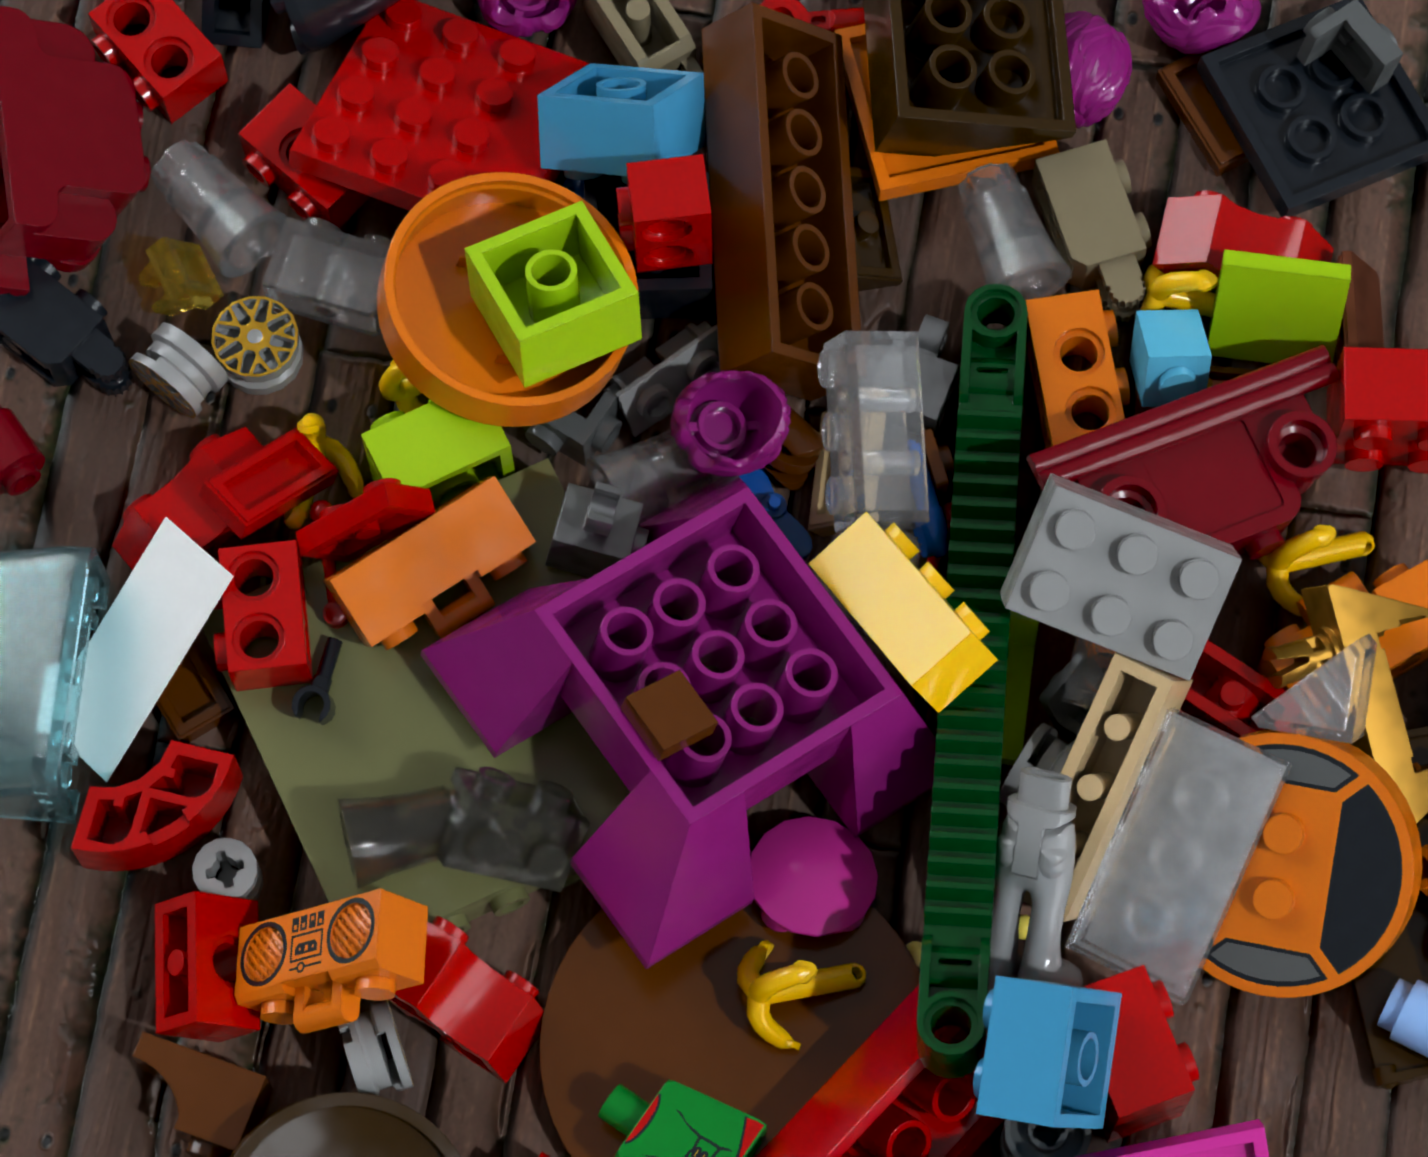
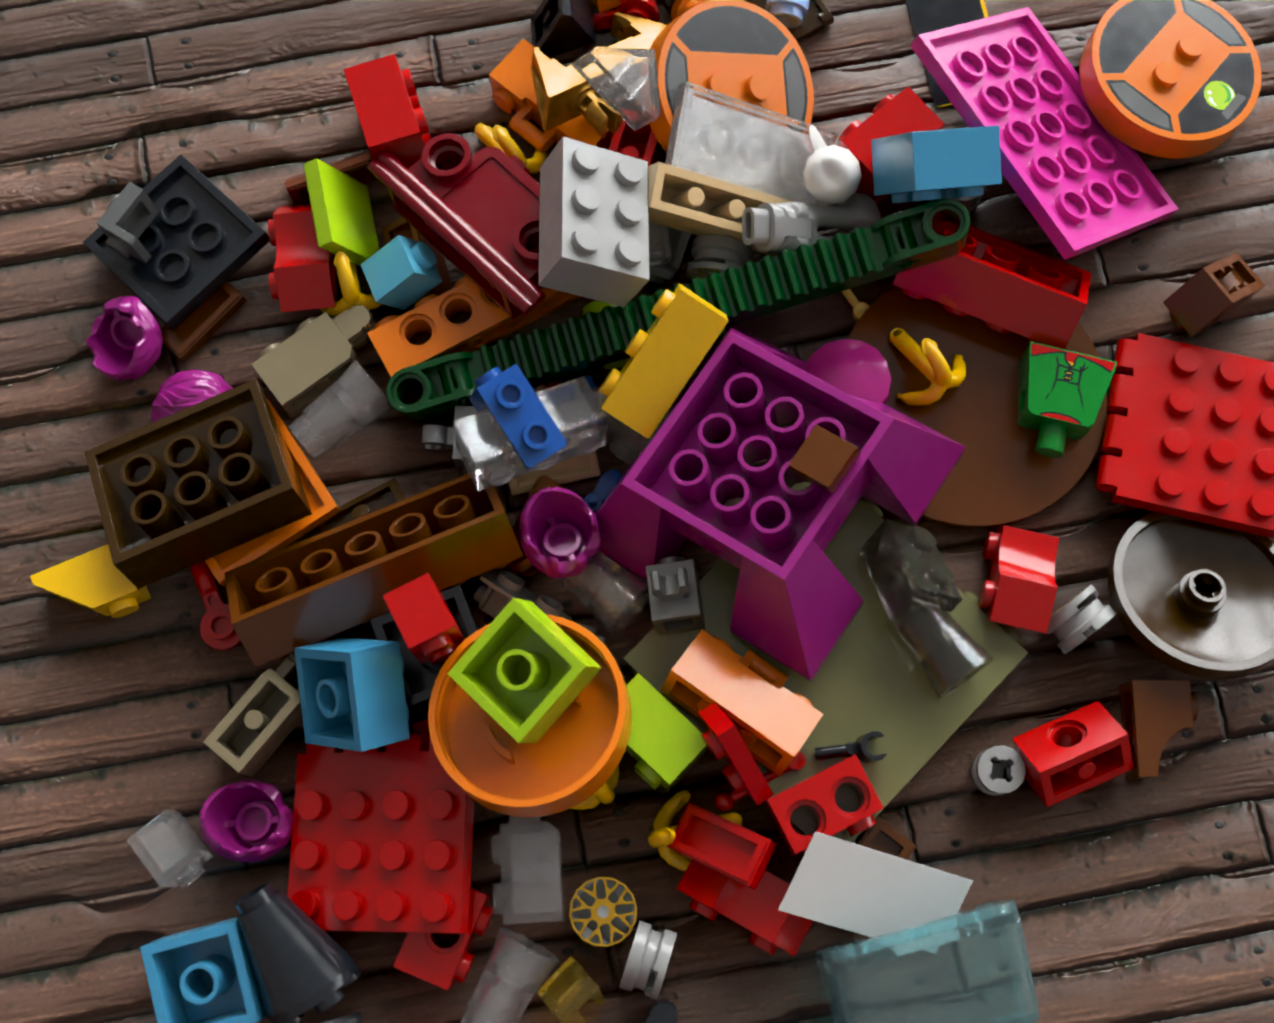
camera: 110 degrees left, 5 degrees up
(159, 812) = (983, 831): red brick -> none
(326, 958) = (1040, 637): orange piece -> none
(894, 405) = (518, 414): none -> blue bracket
(1102, 938) = (831, 171): none -> white piece

